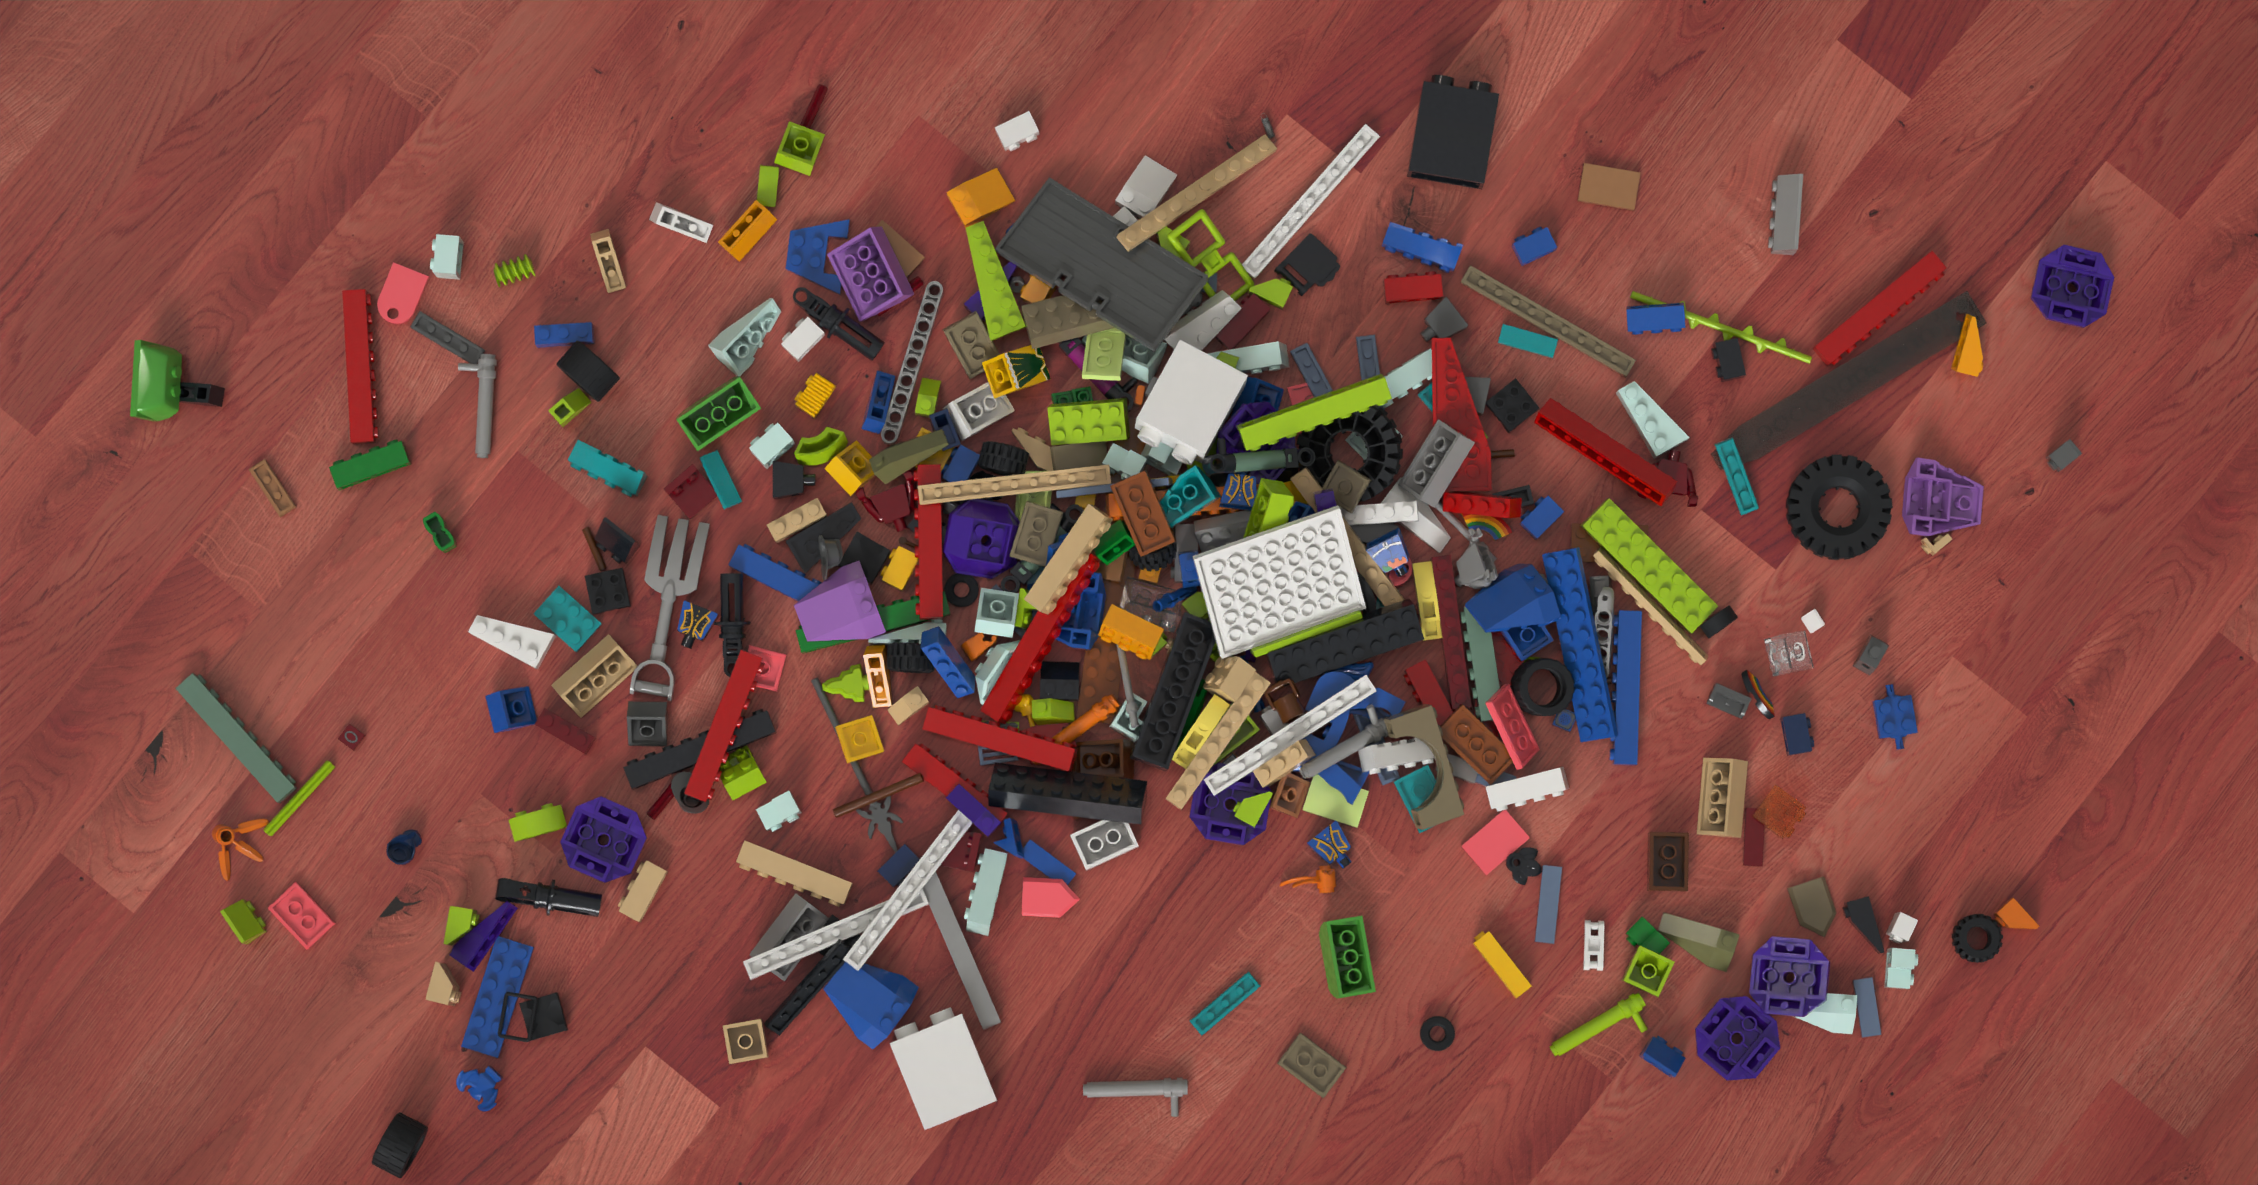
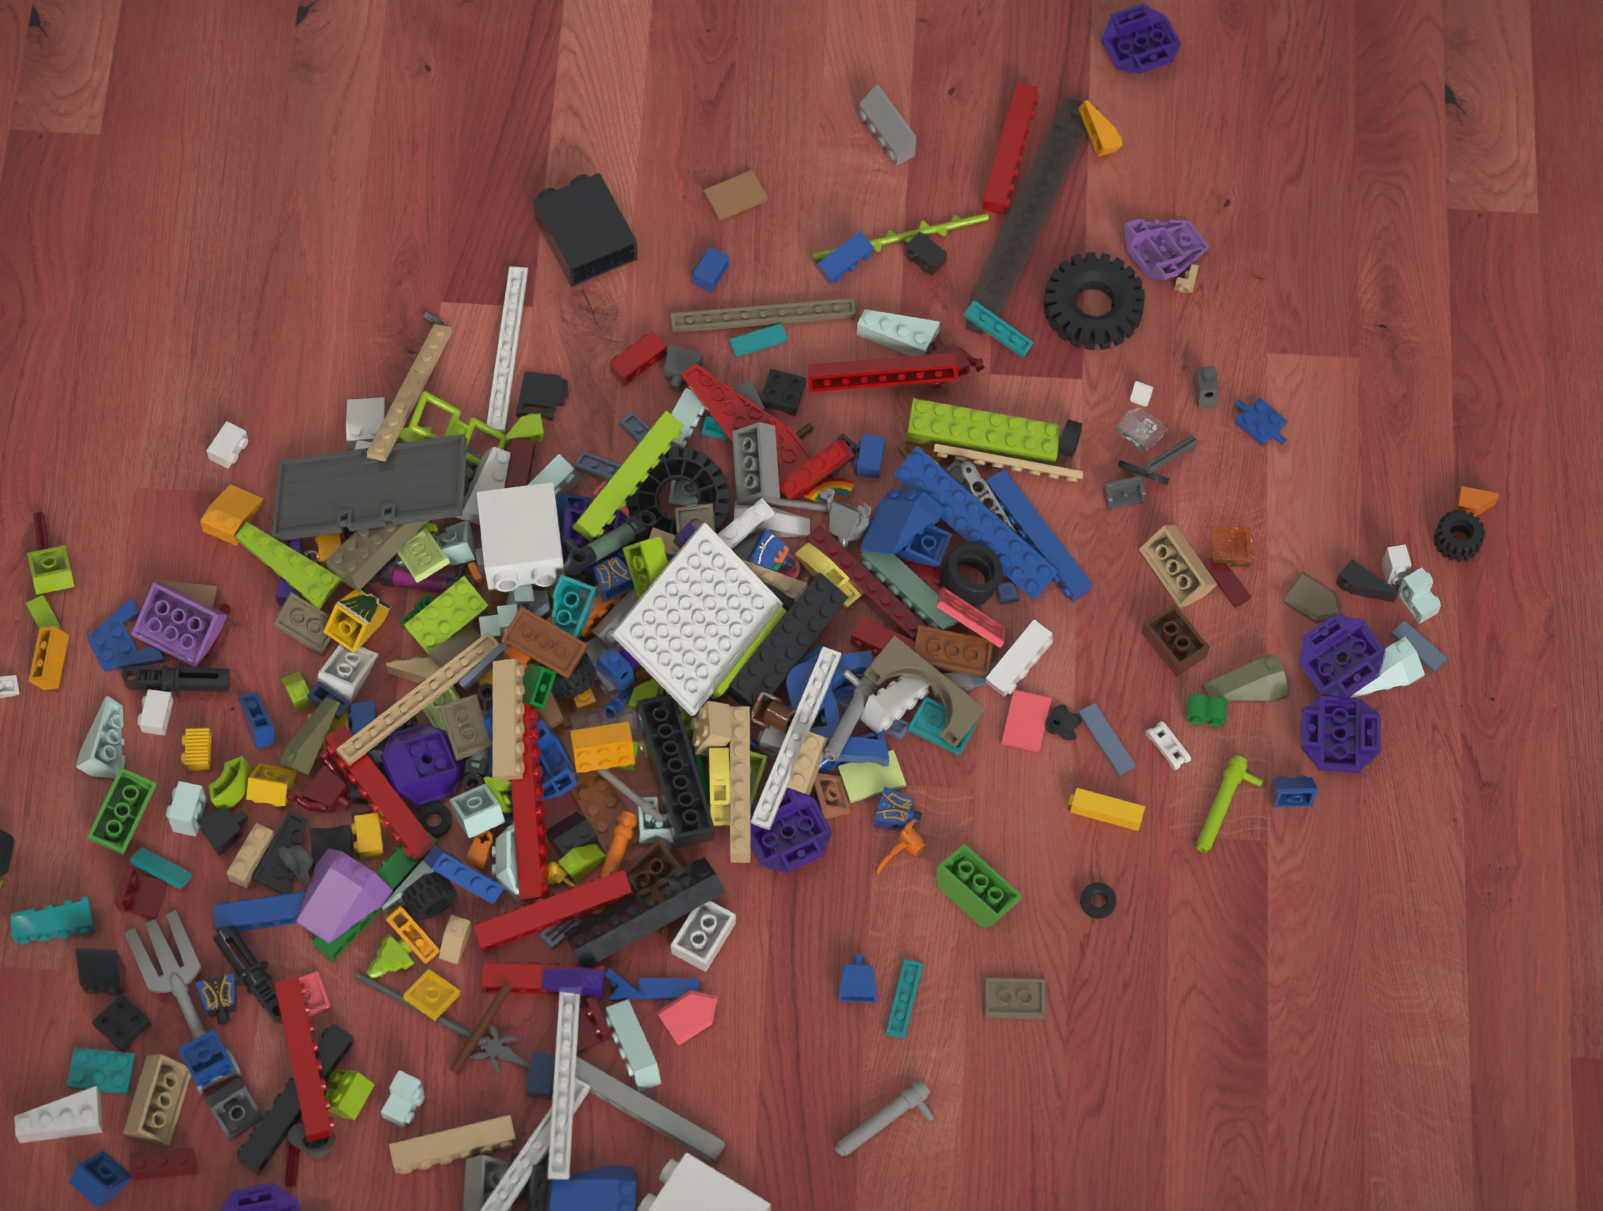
camera: 35 degrees left, 20 degrees down
(594, 549) = (85, 997): reddish brown piece -> none
(650, 672) = (206, 1058): none -> blue plate
(912, 353) = (261, 663): light grey beam -> none
(1003, 458) = (392, 687): black tyre -> none
(1197, 965) = (858, 982): none -> blue torso
(1252, 808) = (808, 819): lime slope -> none
(1422, 247) = (623, 322): blue wedge -> none
(1648, 971) = (1228, 732): lime slope -> none
(1789, 696) = (1170, 454): none -> dark grey axle
(1796, 734) = (1197, 482): dark blue brick -> none
(2063, 456) = (1232, 156): dark grey slope -> none

